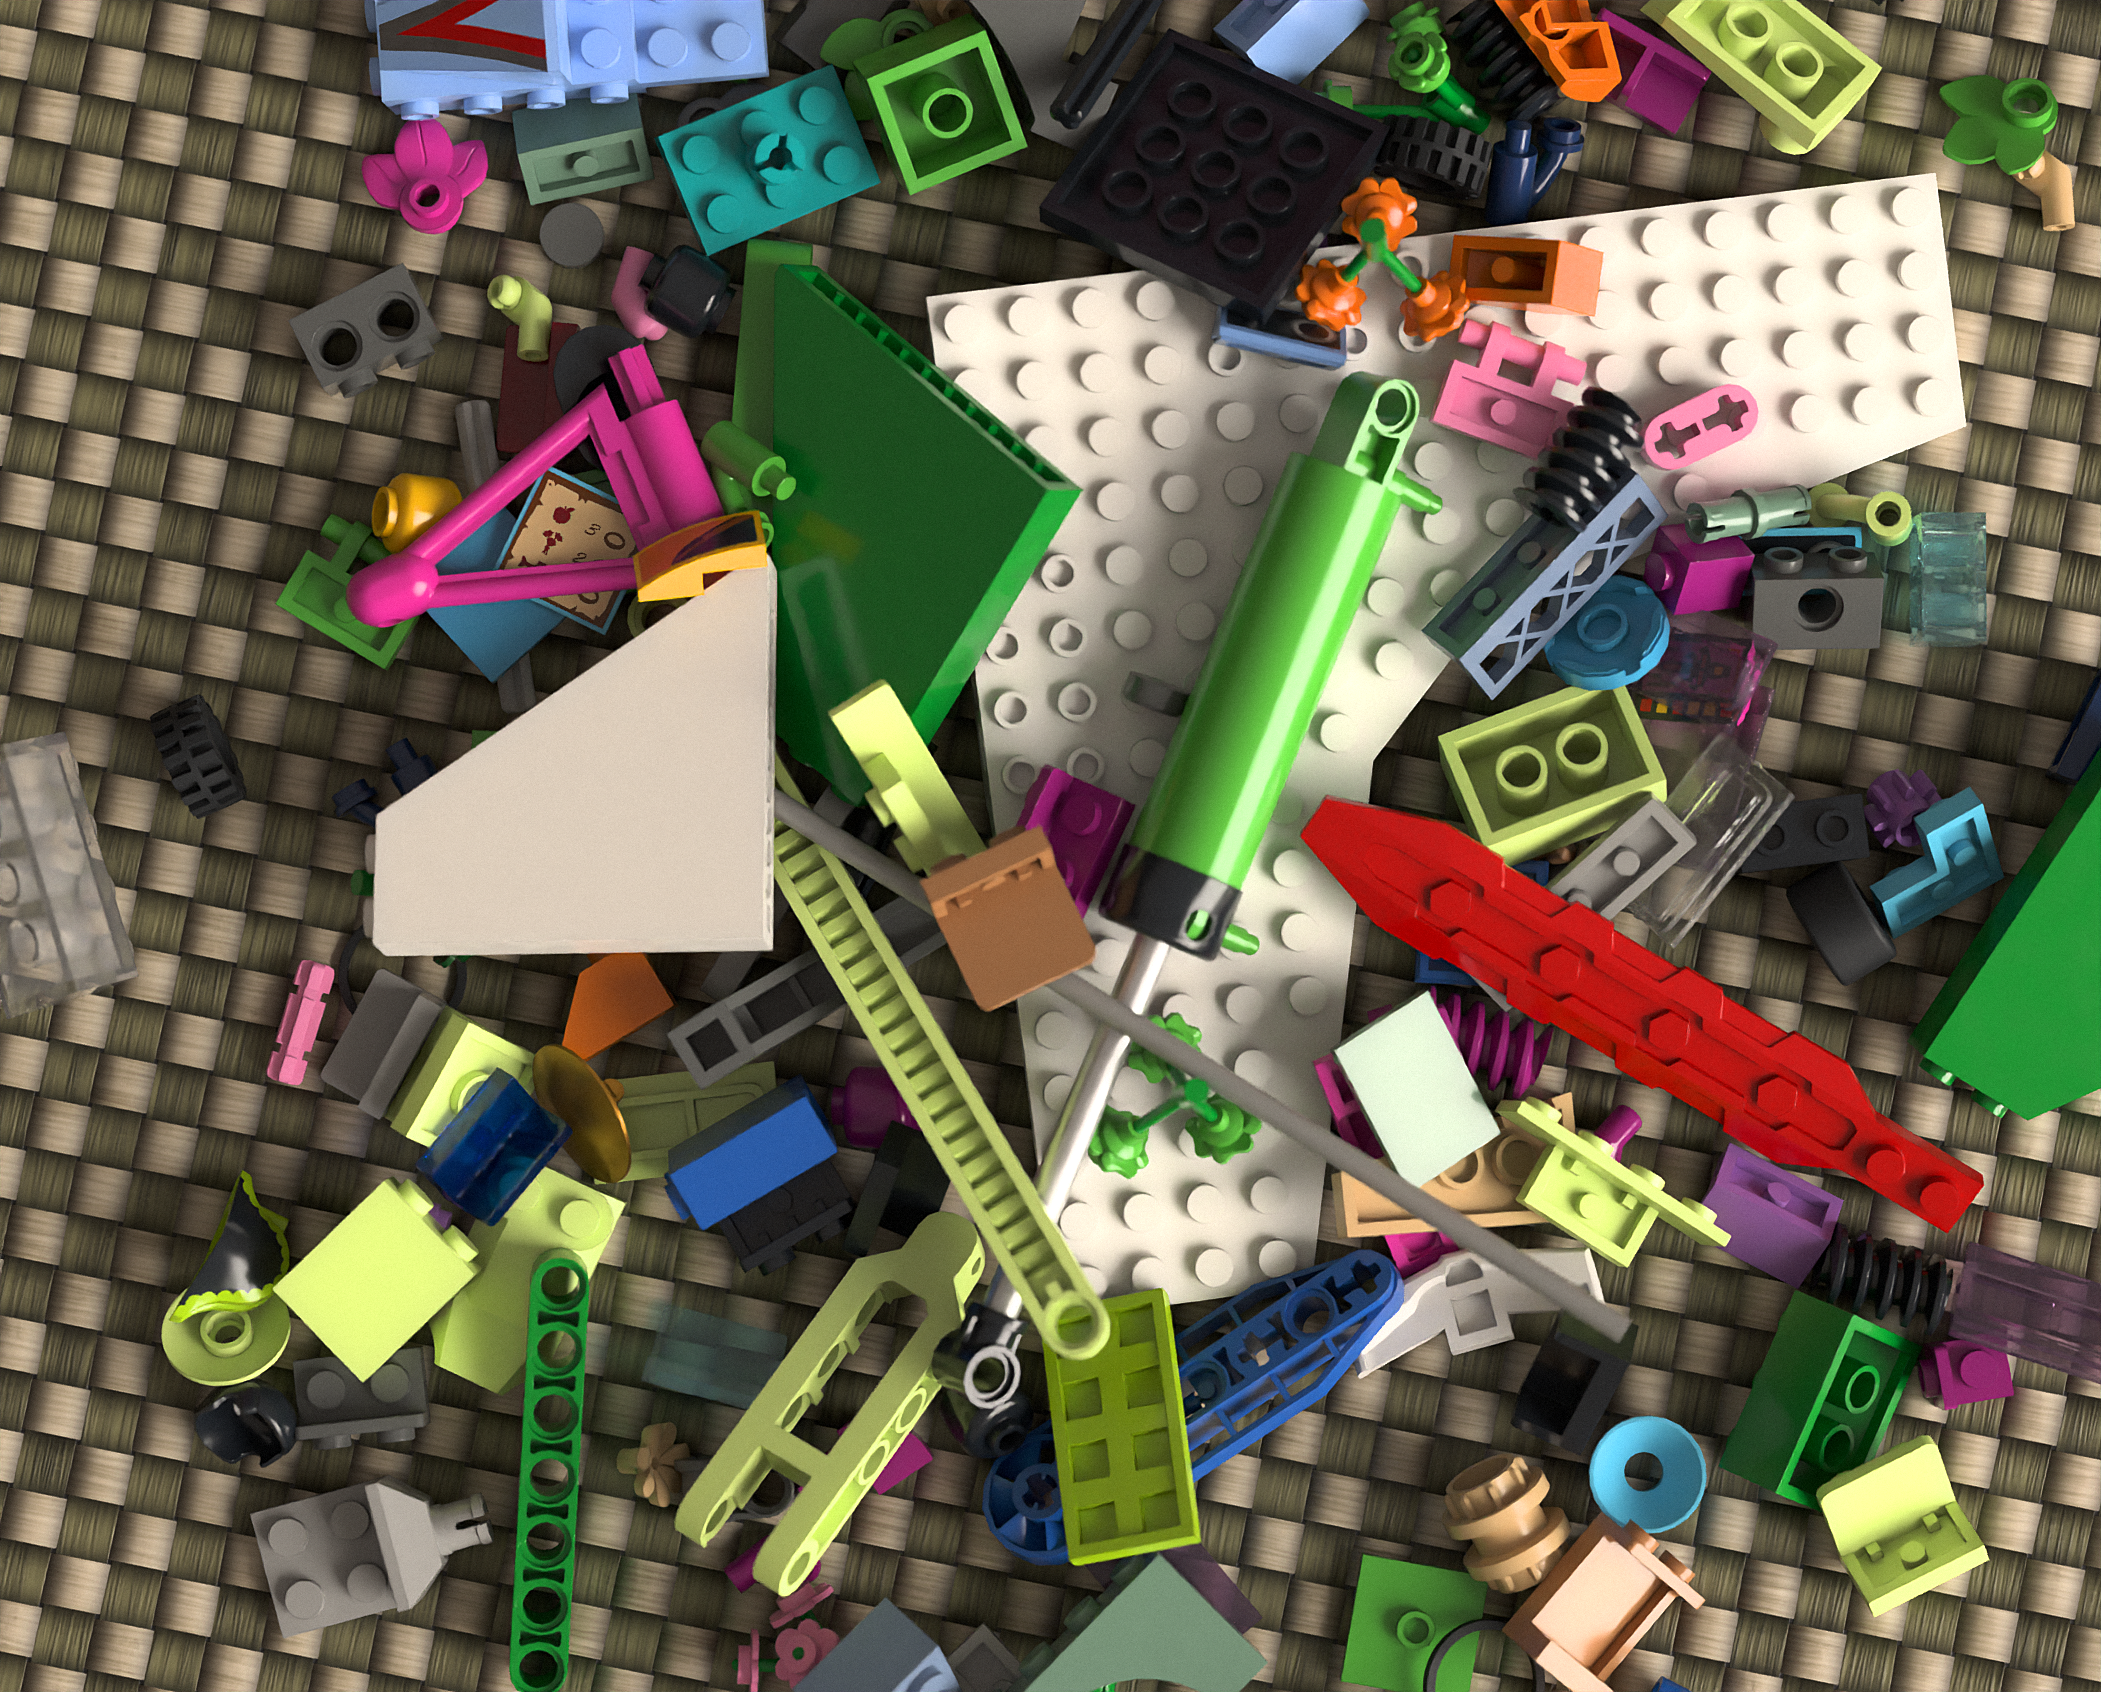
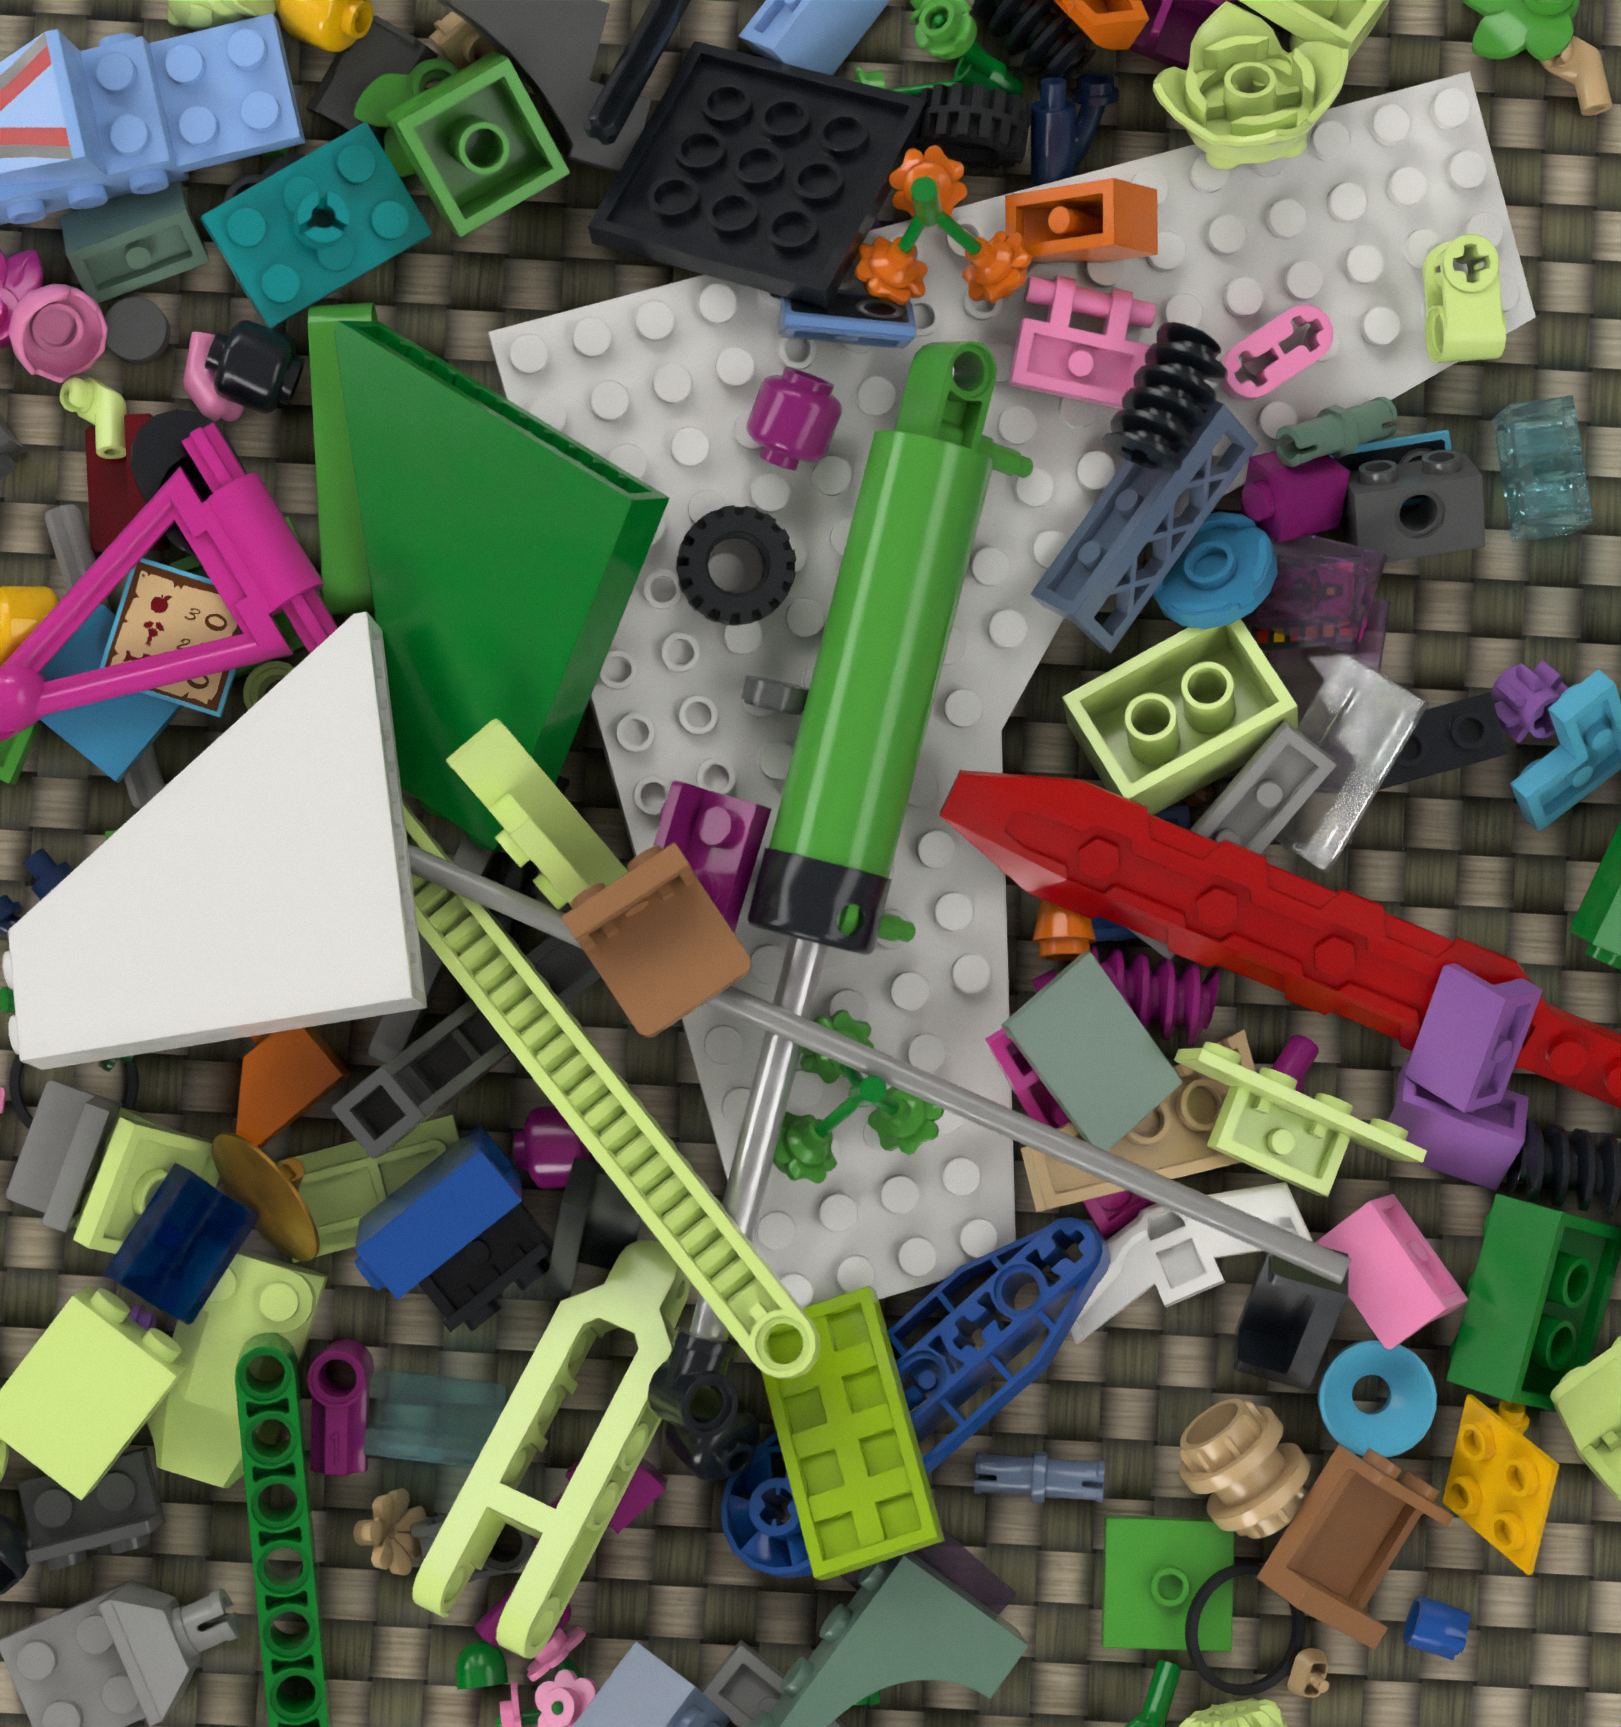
camera: 10 degrees left, 0 degrees up
(496, 228) = (57, 332): none -> bright pink hair
(621, 1340) = (339, 1412): none -> magenta piece
(676, 562) = (276, 632): slope -> none
(723, 1608) = (480, 1666): none -> green hinge
(744, 460) = (333, 523): bright green plant -> none
(1173, 544) = (744, 524): none -> black tyre
(1214, 426) = (794, 418): none -> magenta head
(1302, 1504) = (1039, 1477): none -> sand blue pin
(1403, 969) = (1061, 933): none -> orange cone
(1682, 1350) = (1393, 1271): none -> bright pink panel
(1707, 166) = (1246, 93): none -> yellowish green brick
(1755, 1569) = (1501, 1480): none -> yellow hinge
(1792, 1131) = (1471, 1037): none -> medium lavender panel
(1841, 922) = (1488, 823): black tyre -> none
(1885, 514) = (1473, 415): yellowish green plant -> none
(1892, 410) = (1461, 309): none -> yellowish green piece

